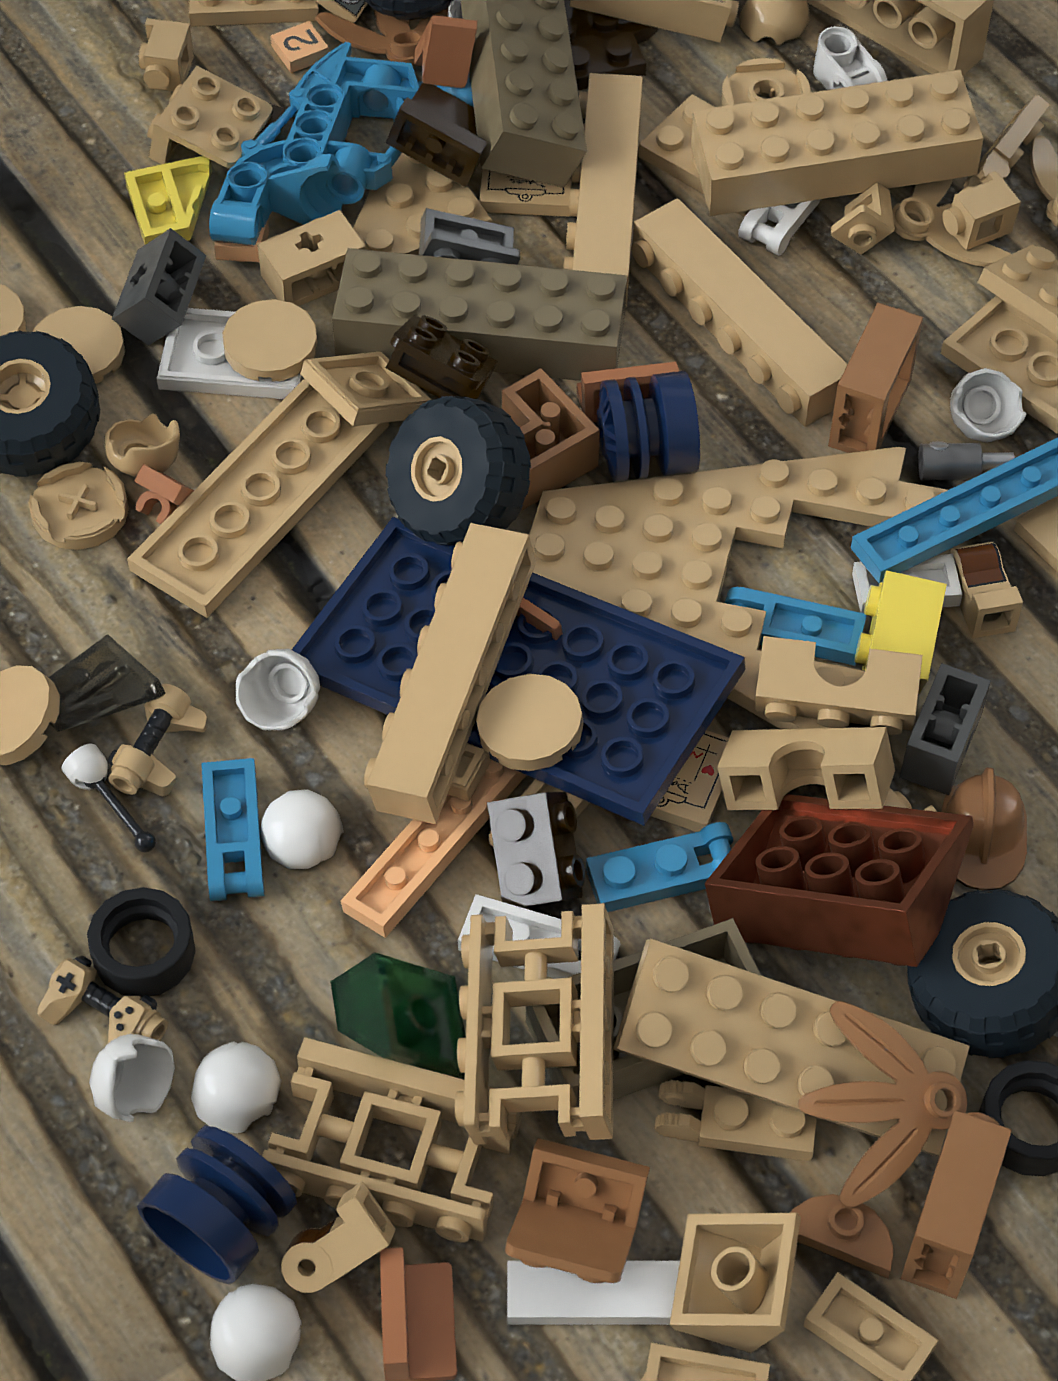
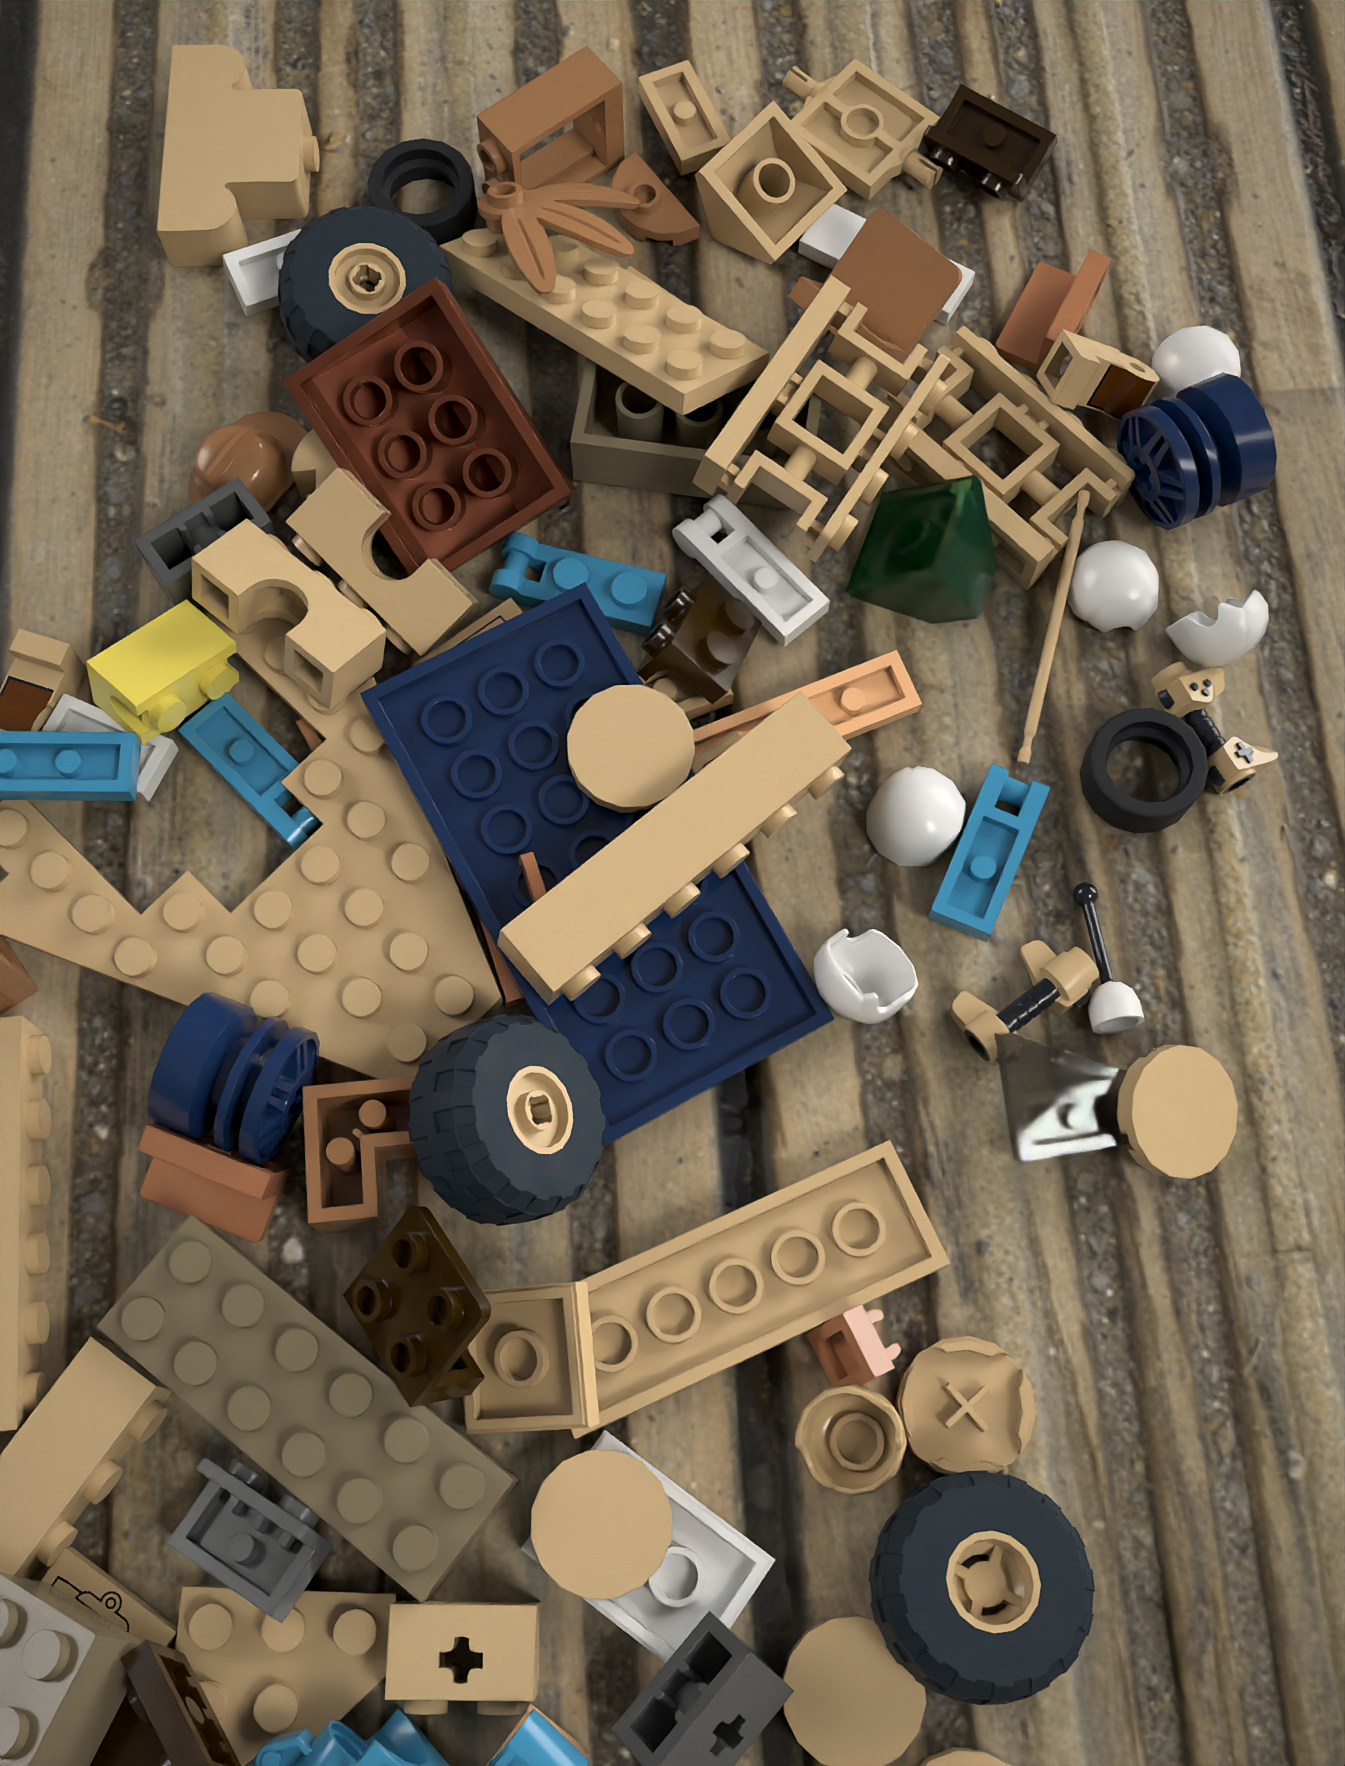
camera: 150 degrees left, 15 degrees up
(269, 1025) = (1053, 628): none -> tan piece

